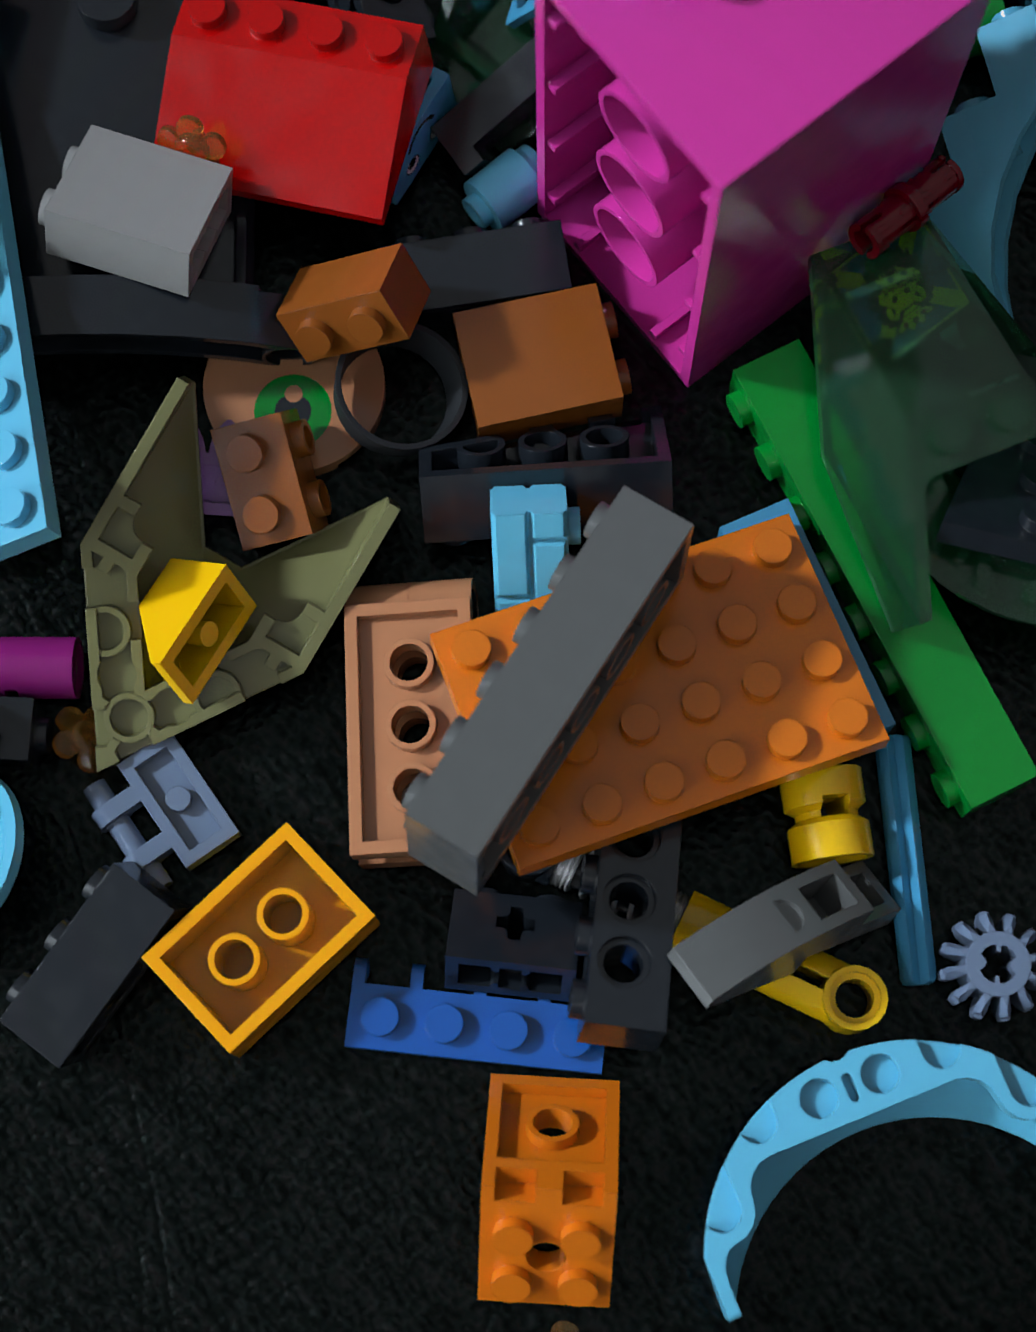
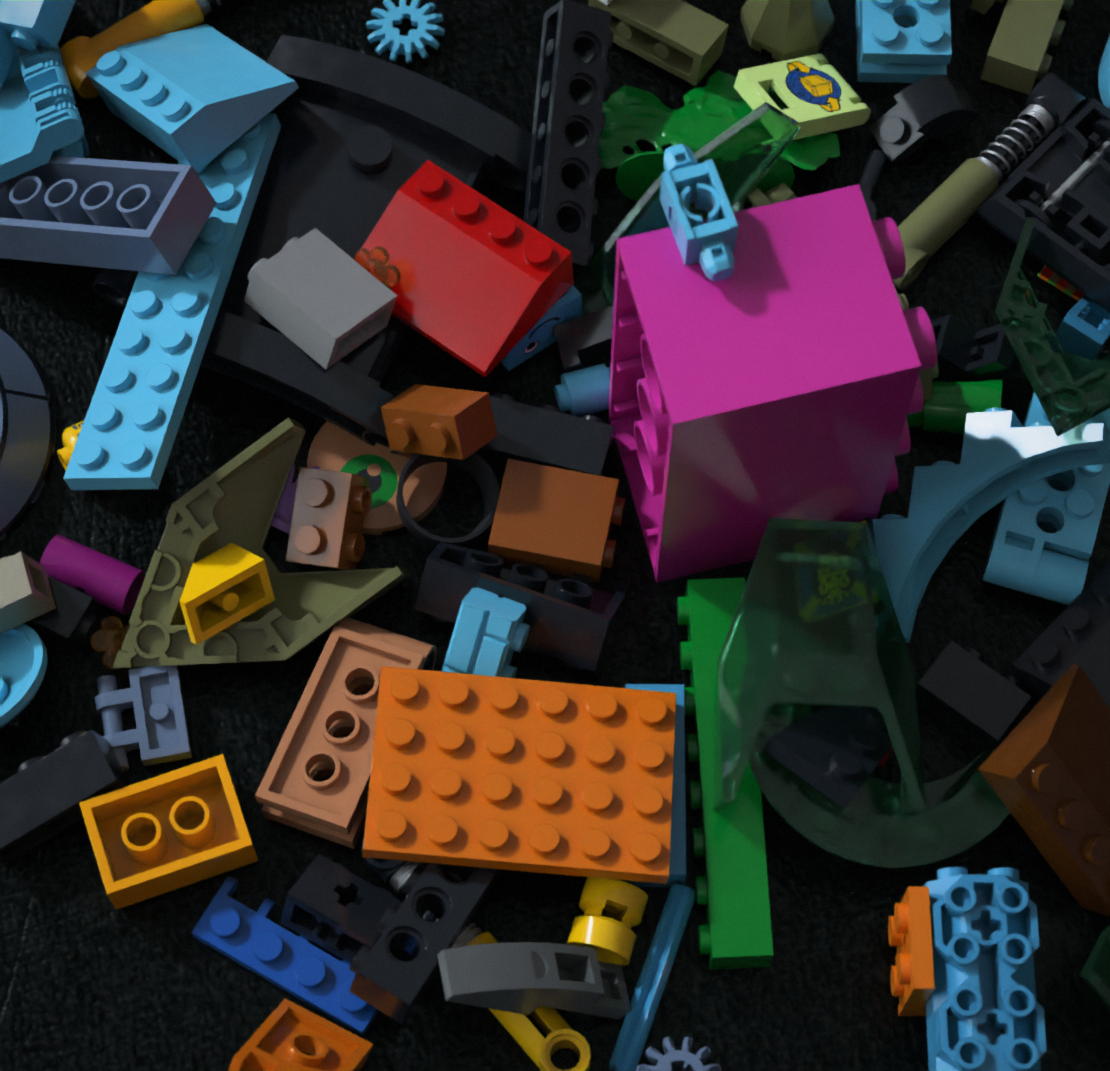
camera: 20 degrees right, 10 degrees down
(546, 690) = (435, 730): dark grey brick -> none
(906, 207) = (851, 512): dark red pin -> none

